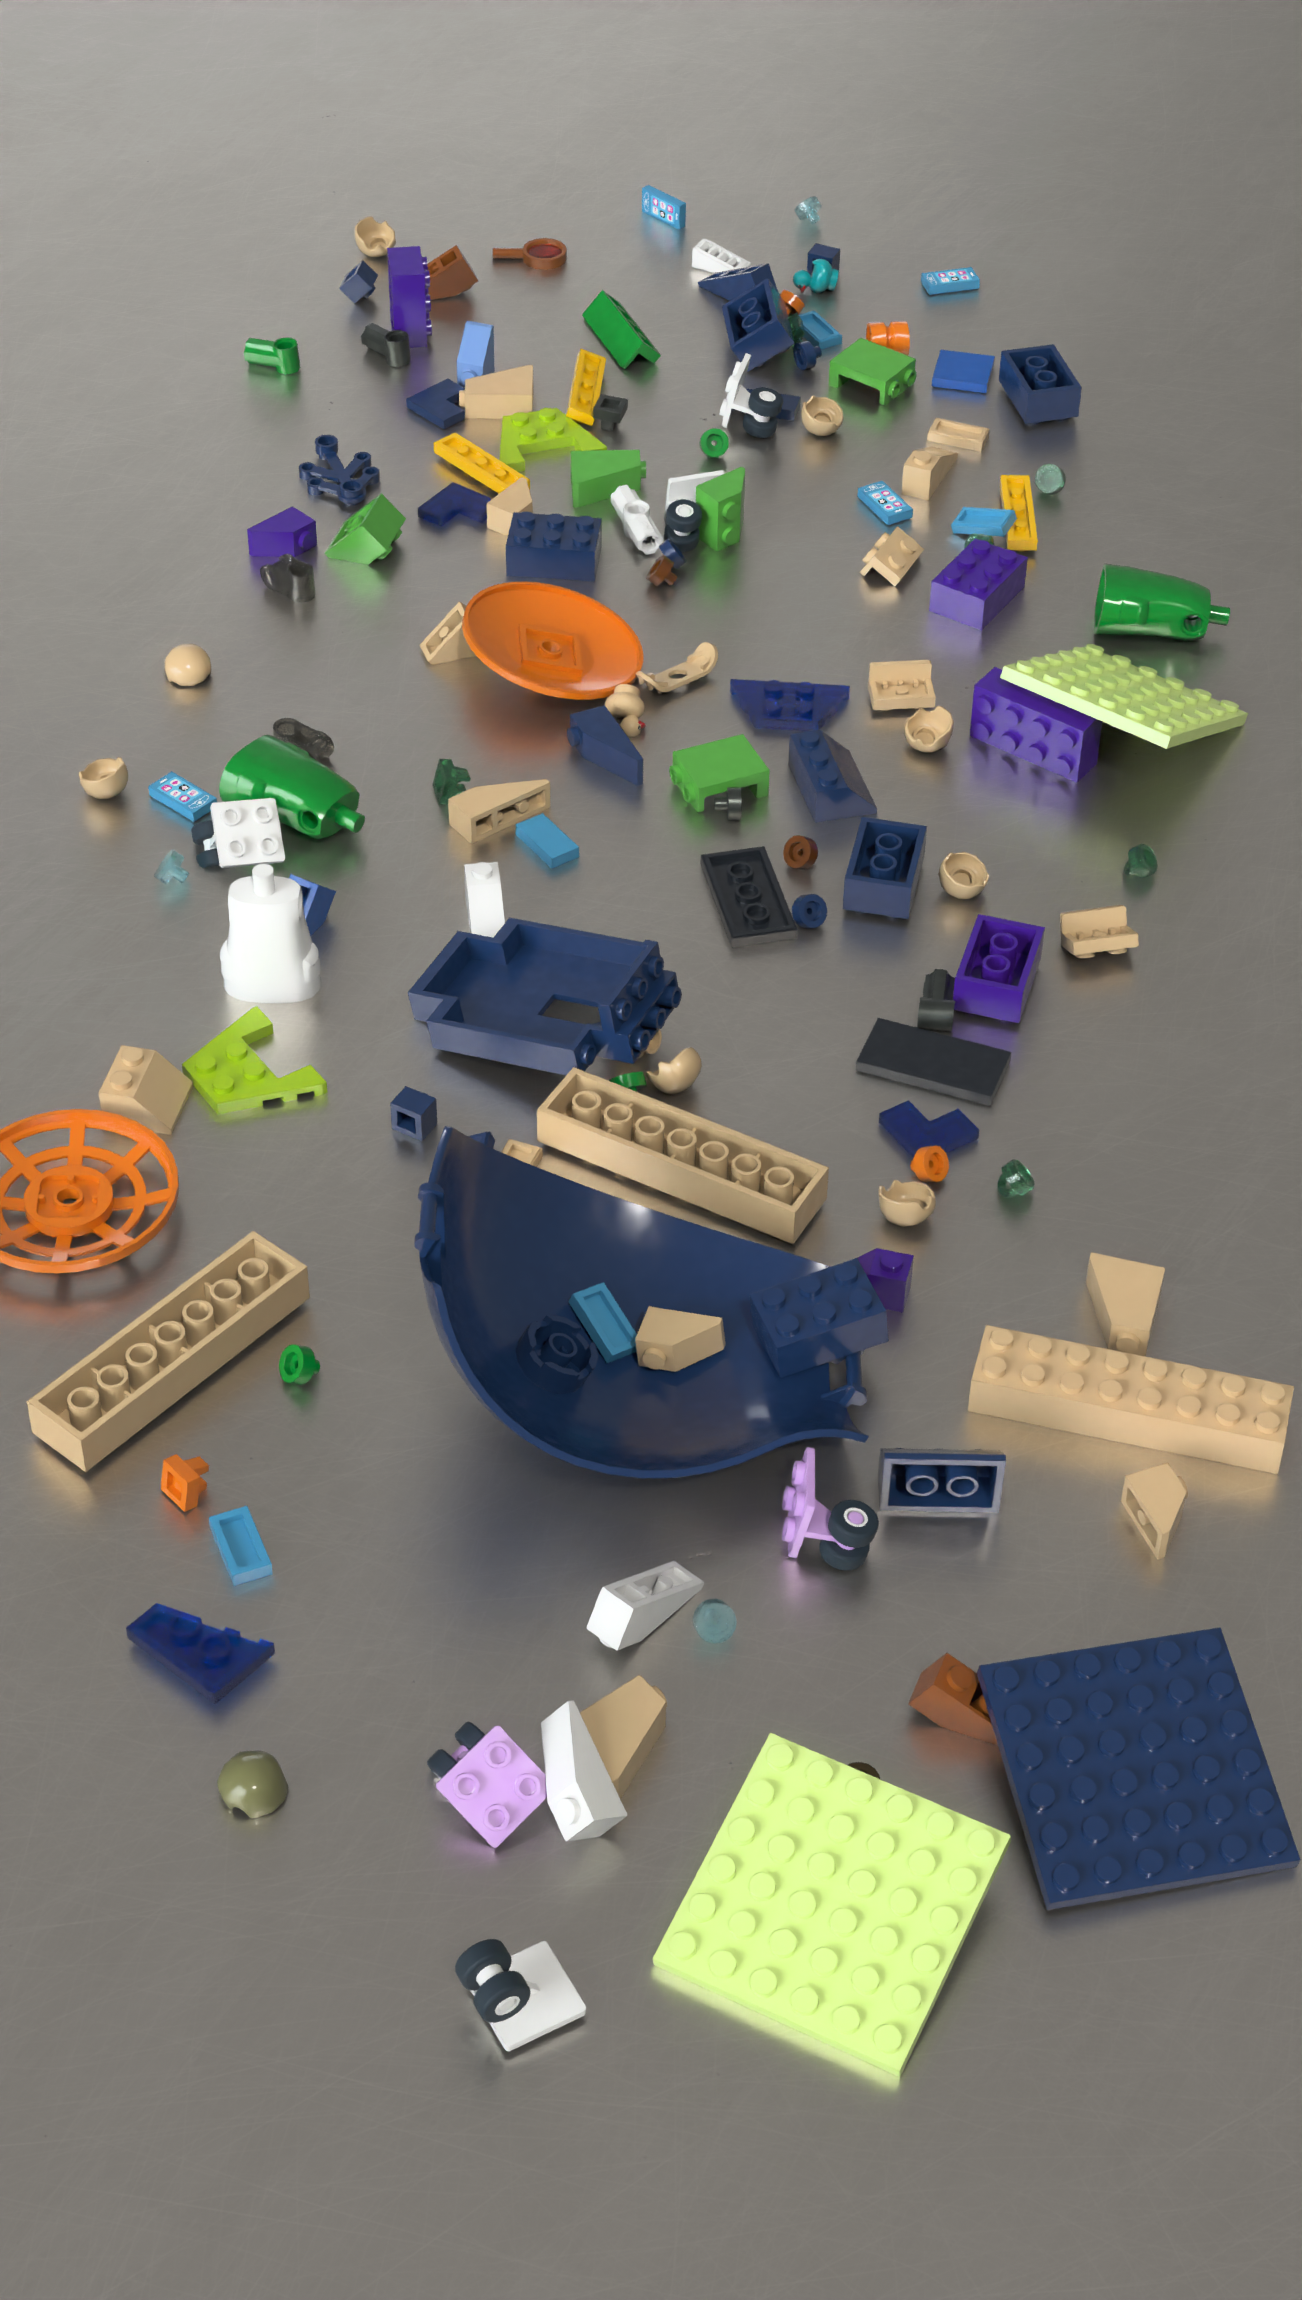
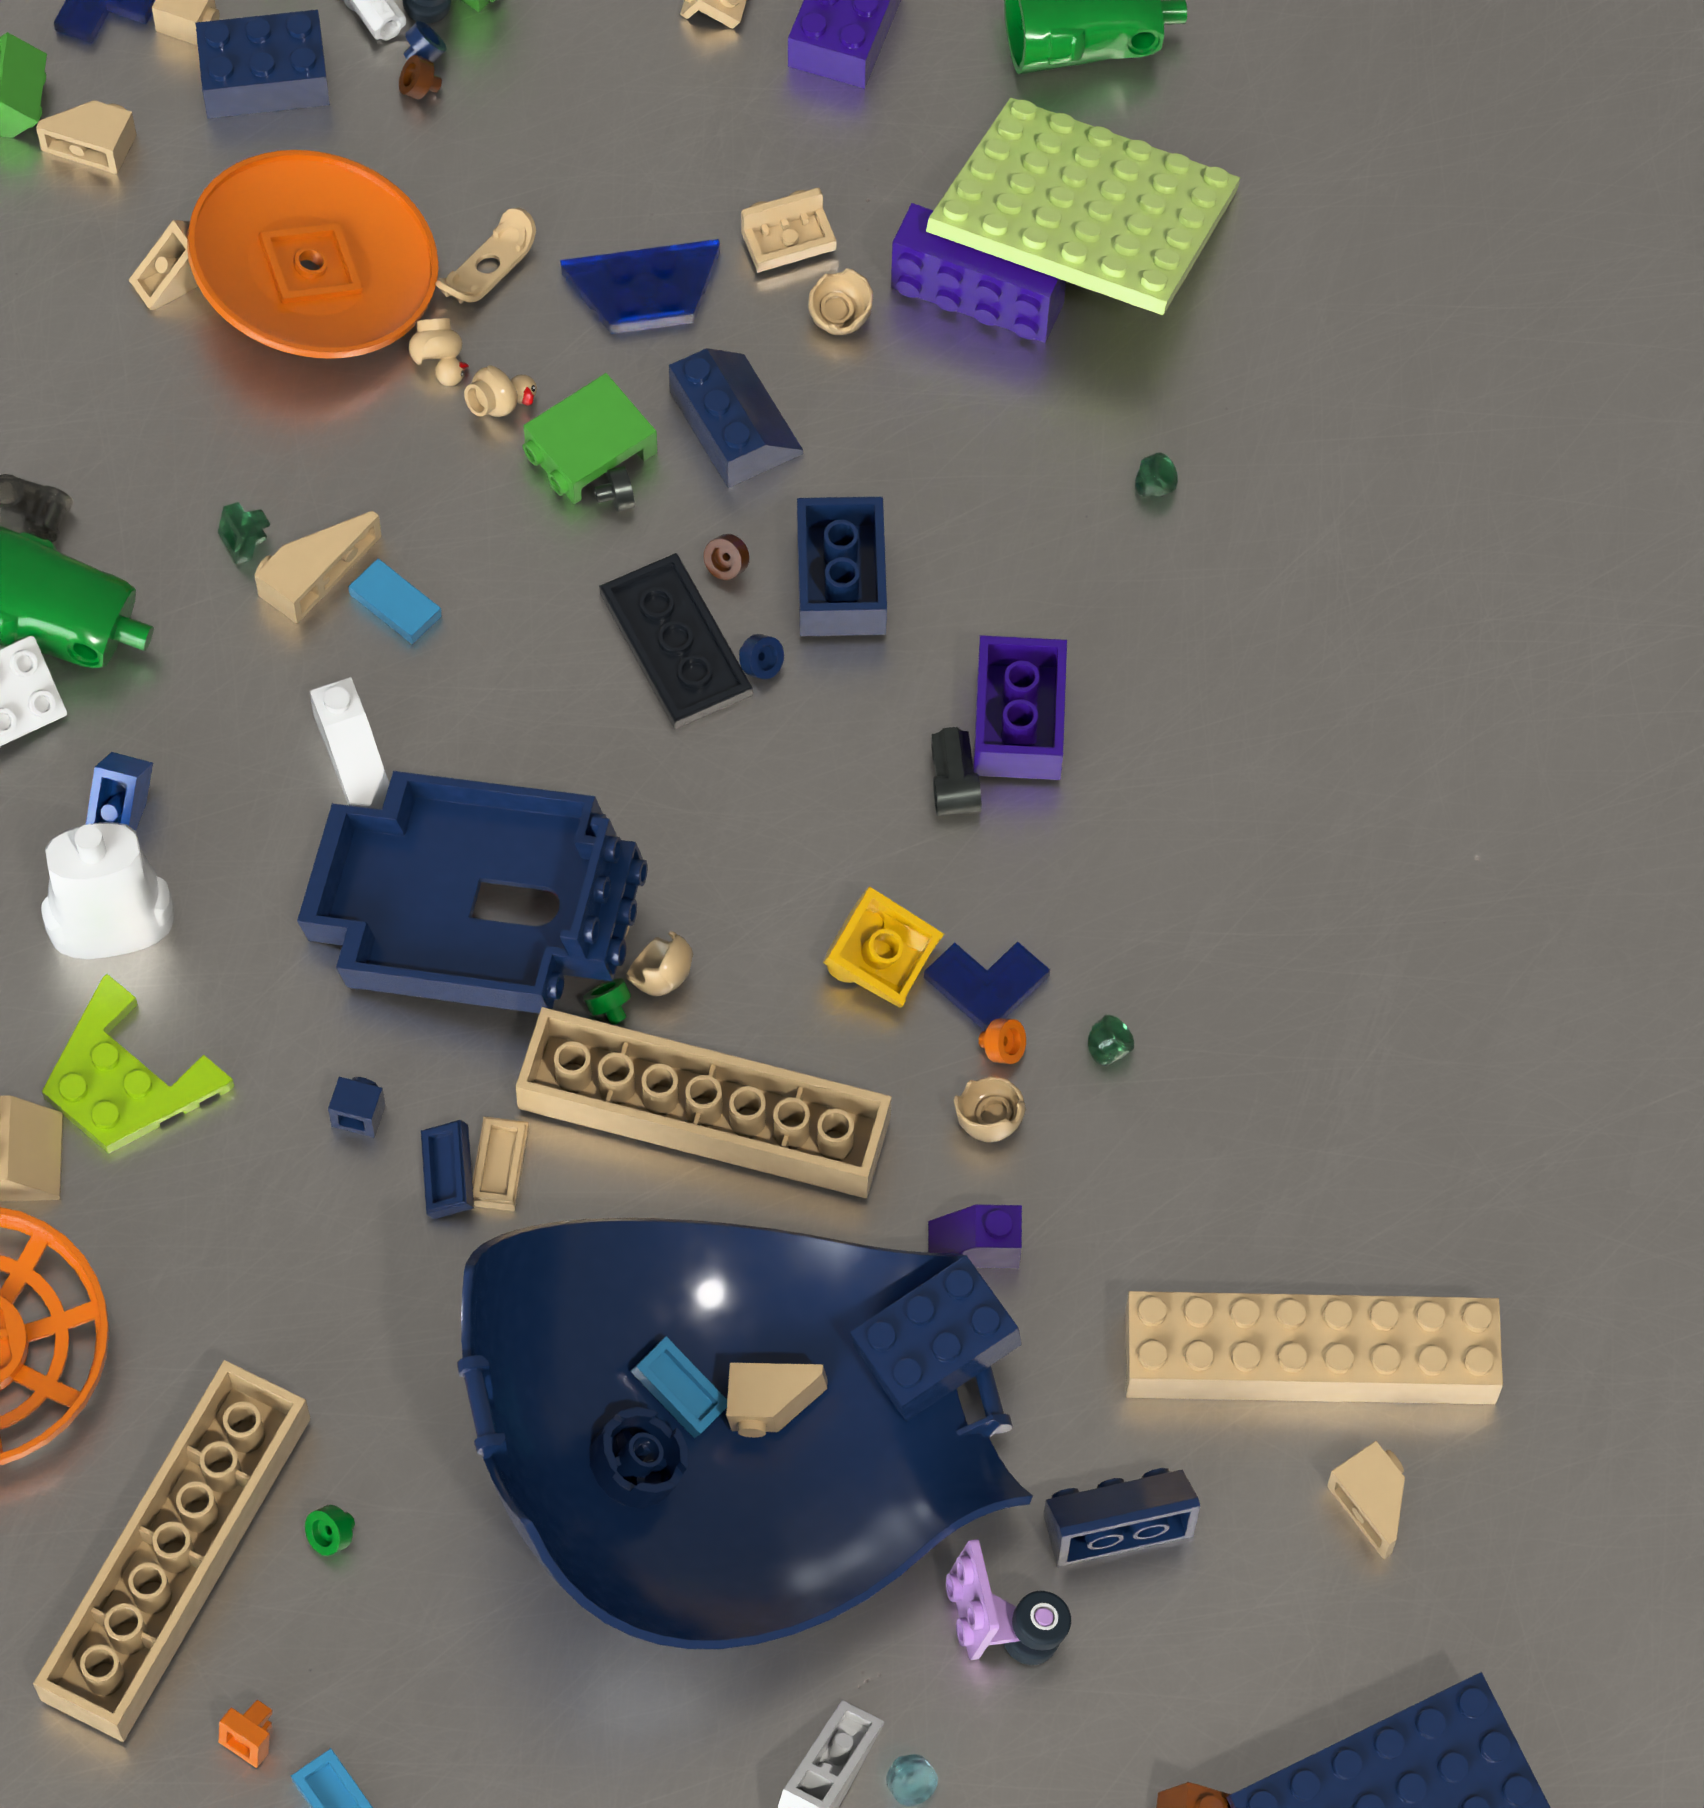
camera: 15 degrees left, 20 degrees up
(419, 564) = (90, 135): none -> tan slope
(605, 743) = (427, 418): dark blue slope -> none
(659, 738) = (497, 394): none -> tan animal
(849, 1090) = (881, 947): none -> yellow slope
(933, 1061) = (970, 867): black tile -> none
(963, 875) = (941, 552): tan hair -> none
(1097, 931) = (1127, 613): tan bracket -> none
(1124, 1300) = (1278, 1201): tan slope -> none

